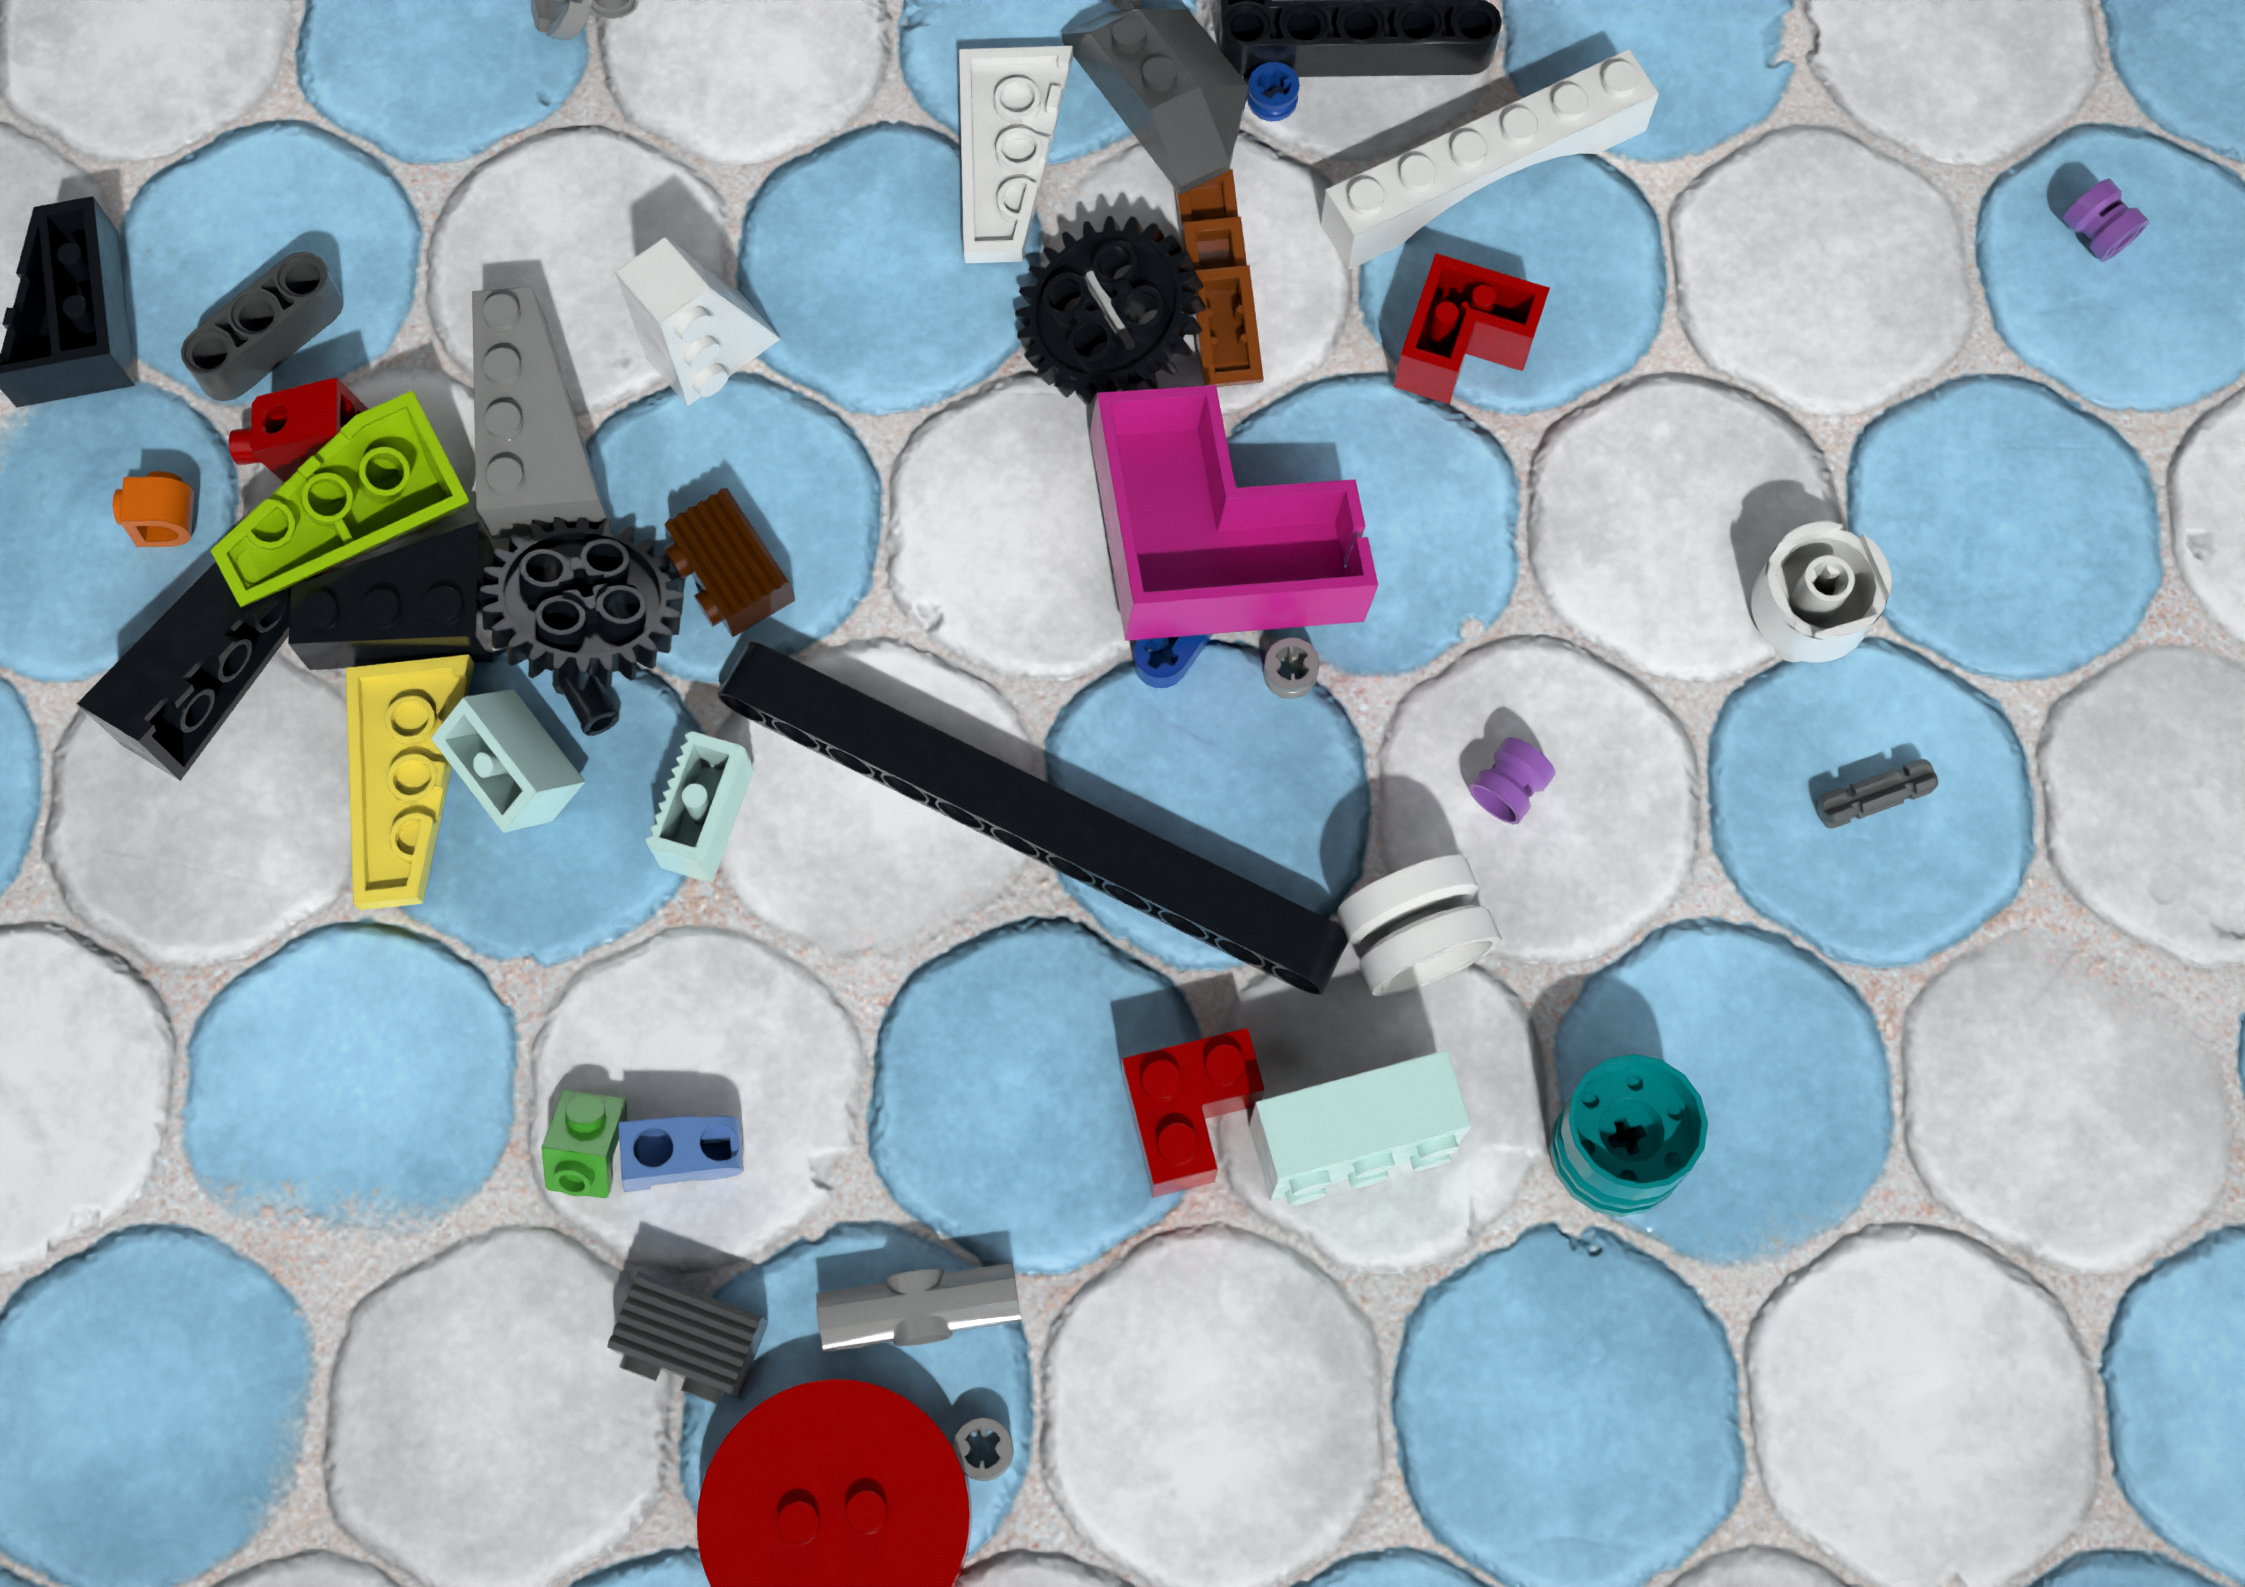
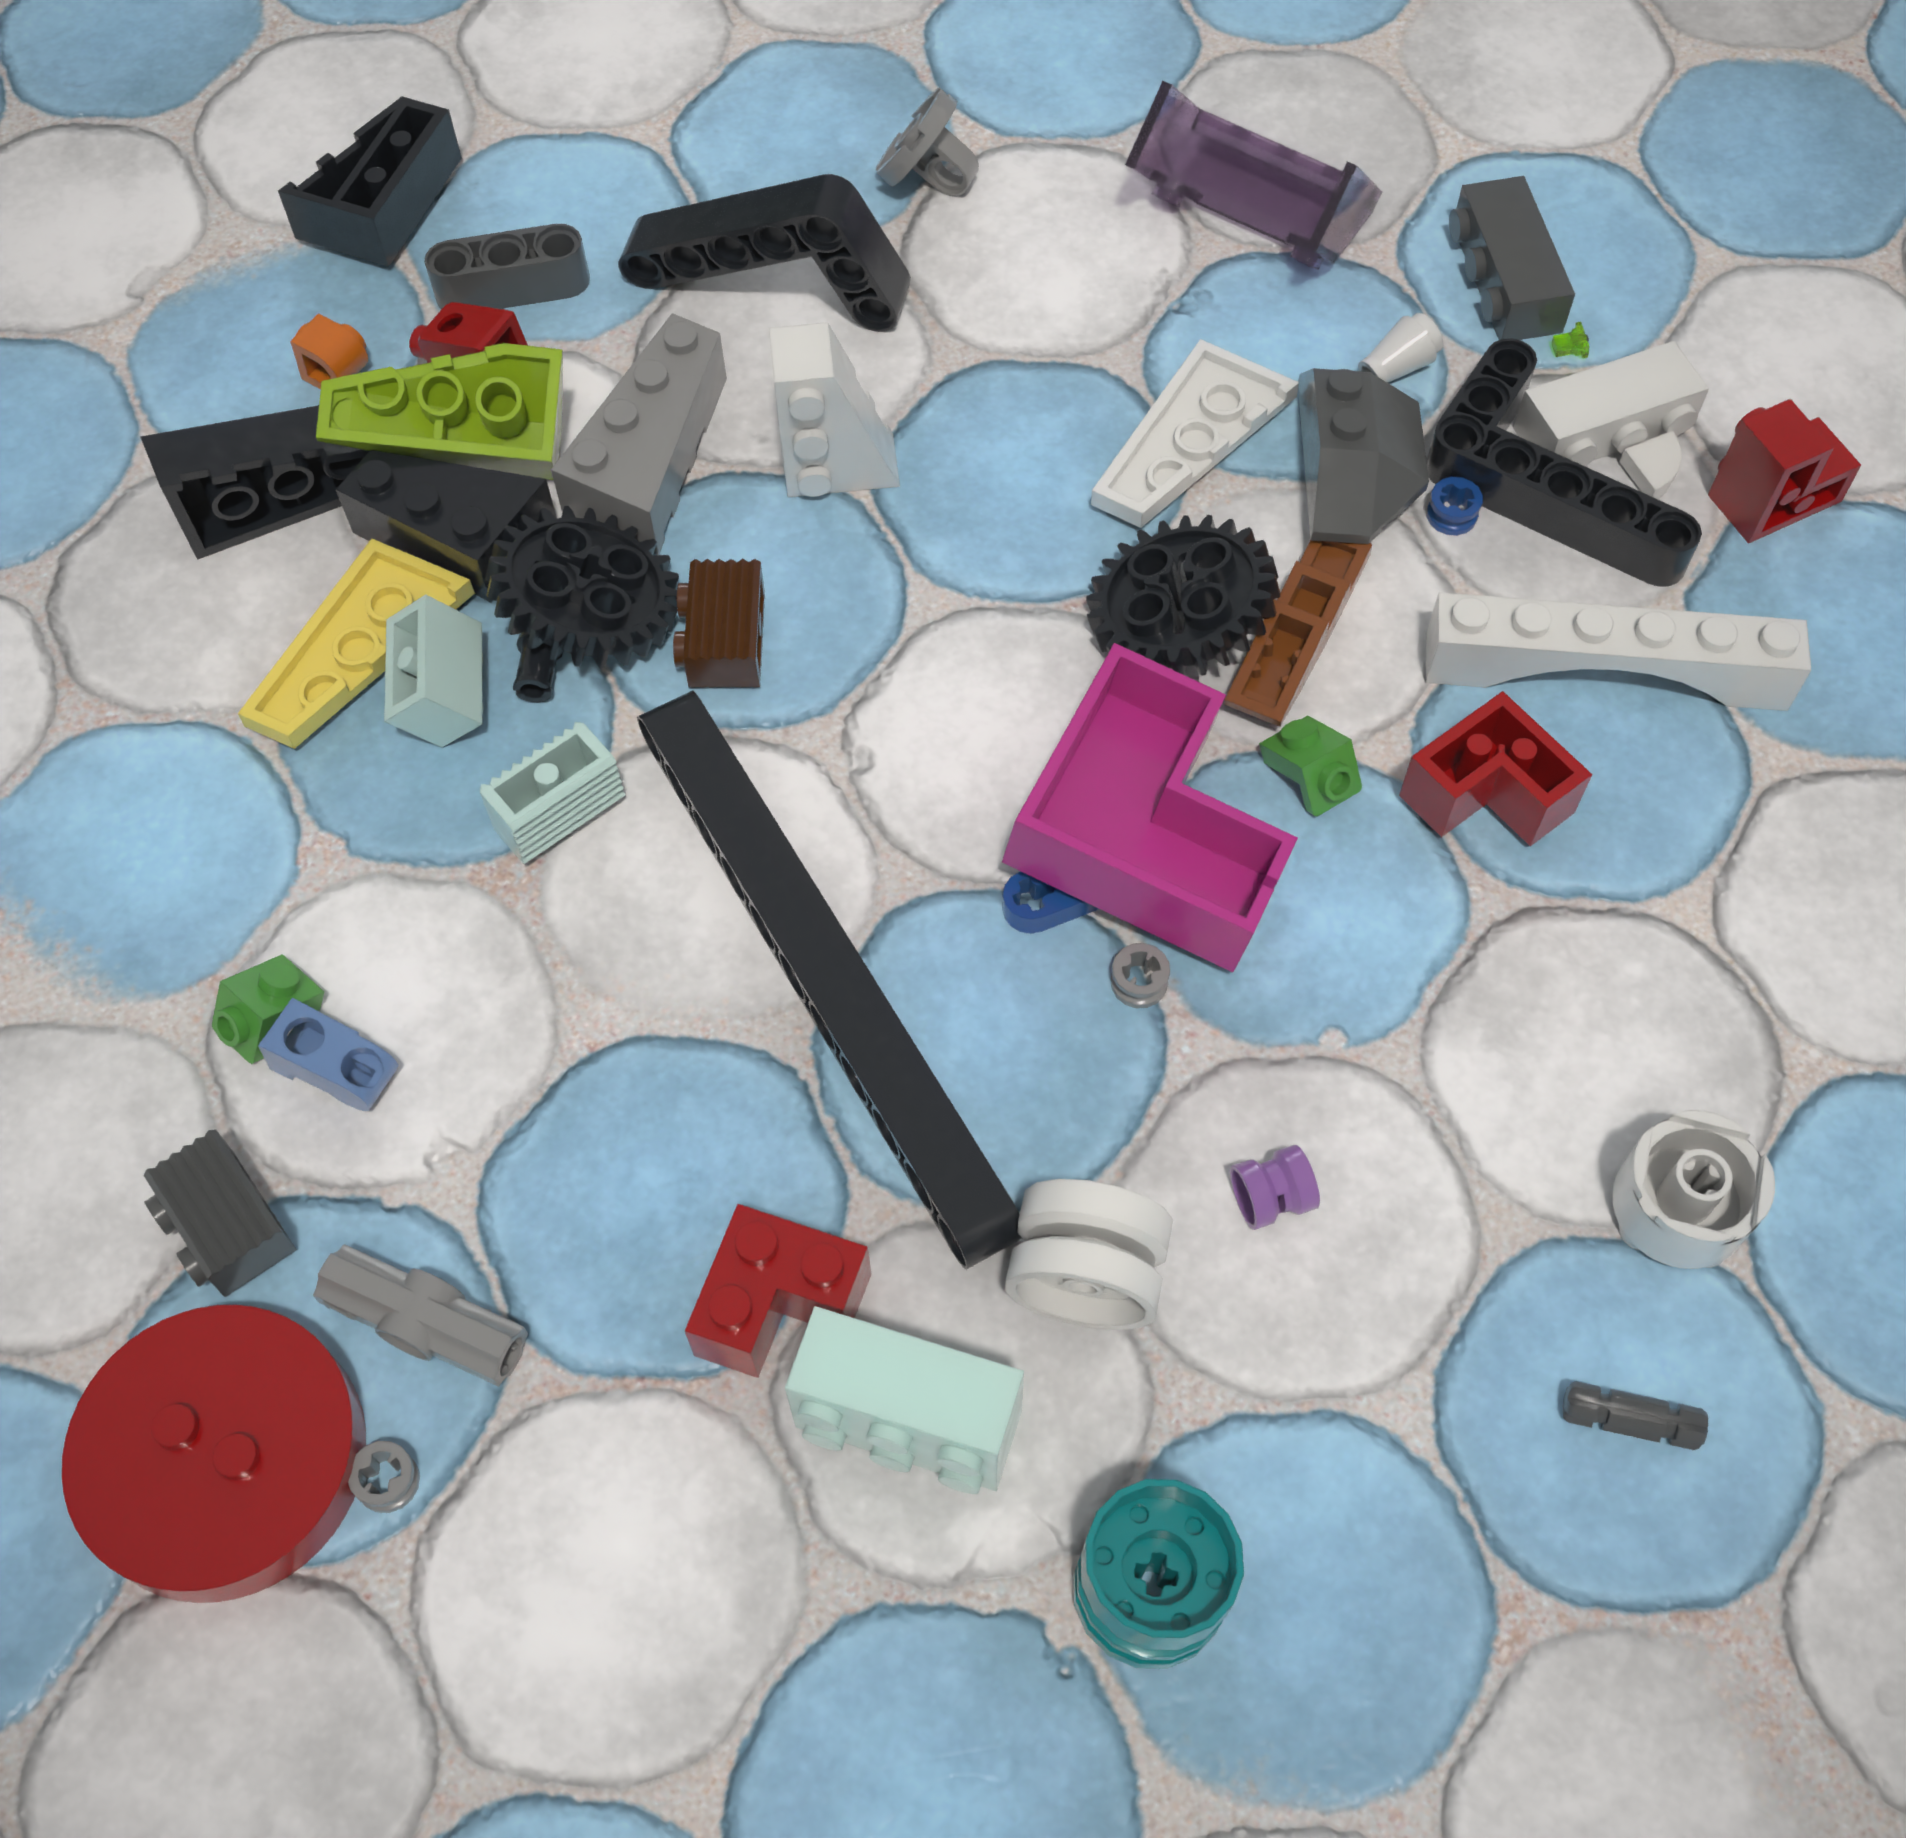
camera: 35 degrees right, 10 degrees down
(501, 161) = (772, 226): none -> black beam
(1309, 395) = (1315, 759): none -> bright green bracket

